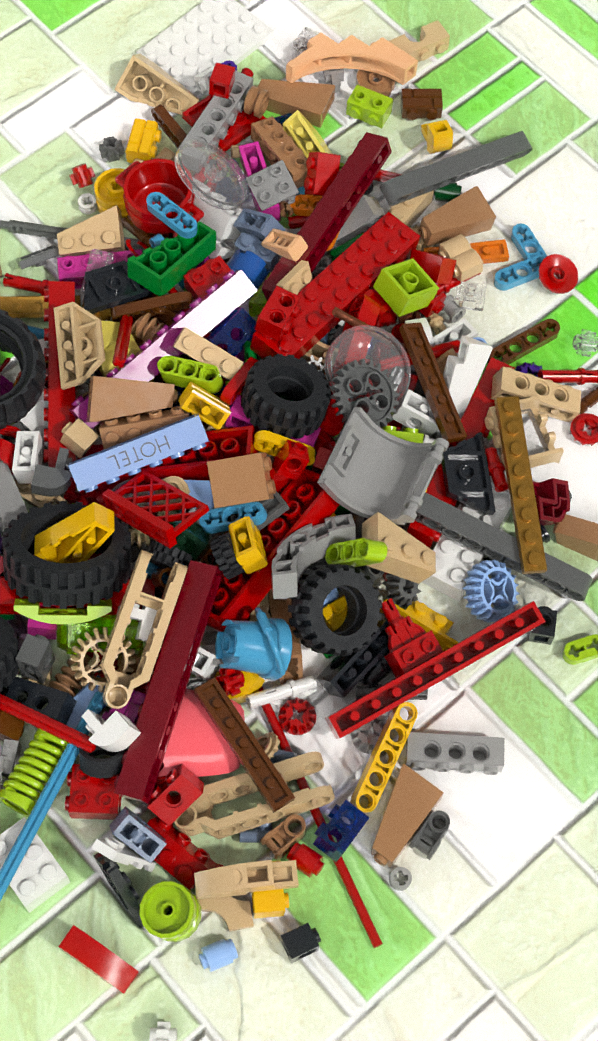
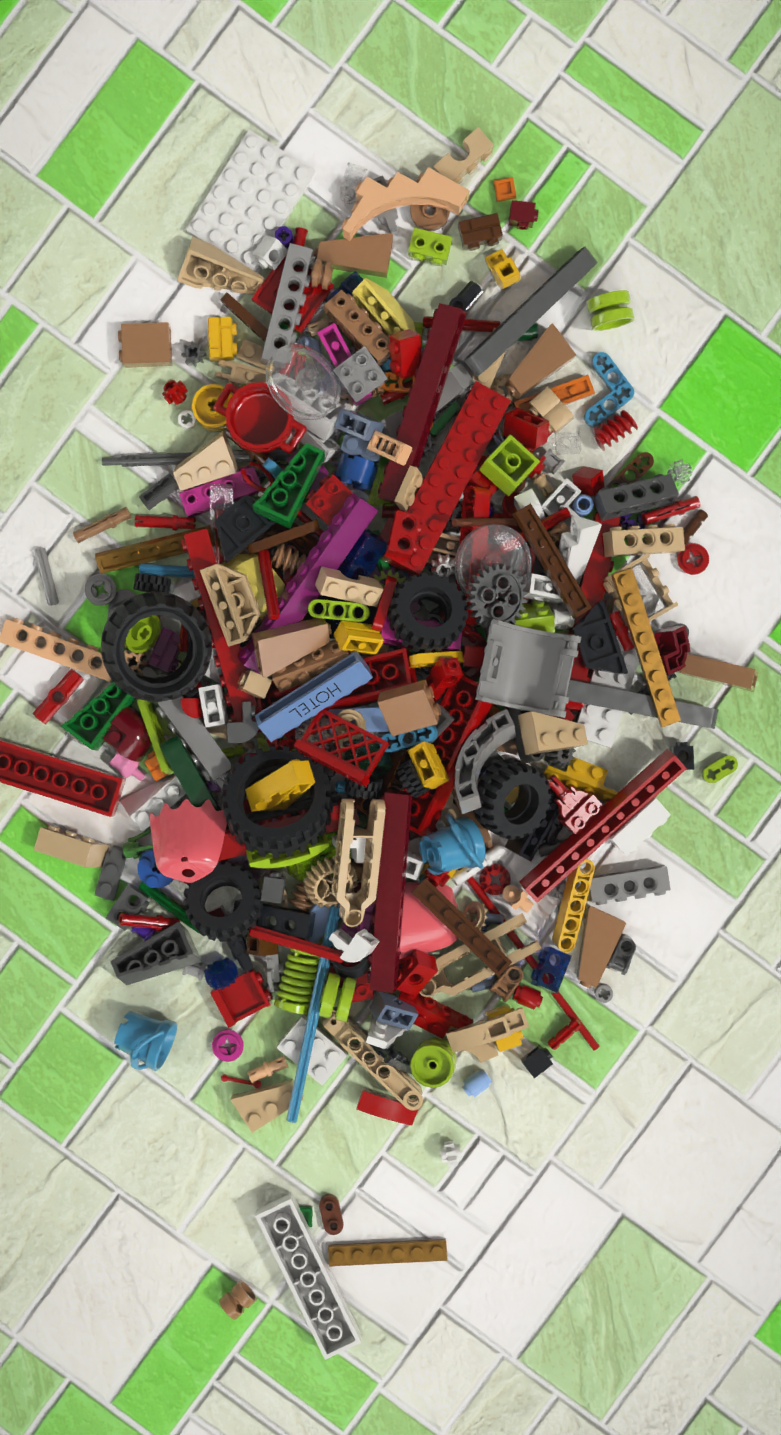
camera: 10 degrees left, 25 degrees up
(67, 133) = (145, 344): none -> medium nougat brick
(72, 789) = (337, 997): none -> lime wheel
(115, 916) = (394, 1080): none -> tan piece
(169, 206) = (296, 449): dark azure beam -> none
(222, 80) = (285, 265): red brick -> none
(319, 737) = (517, 898): none -> light nougat hips
(341, 916) = (564, 1034): none -> red axle
(356, 552) = (520, 752): lime beam -> none
(400, 152) = (467, 296): none -> black piece
(453, 79) = (504, 189): none -> orange tile
(466, 98) = (523, 214): none -> dark red brick
(476, 679) = (640, 827): none -> white brick
(483, 591) = (635, 741): light blue gear -> none
(491, 332) = (588, 480): none -> red panel
(523, 290) = (614, 428): none -> red piece
(535, 352) = (609, 508): none -> dark grey brick
(538, 185) = (610, 310): none -> lime wheel
(563, 269) = (651, 402): red dish -> none

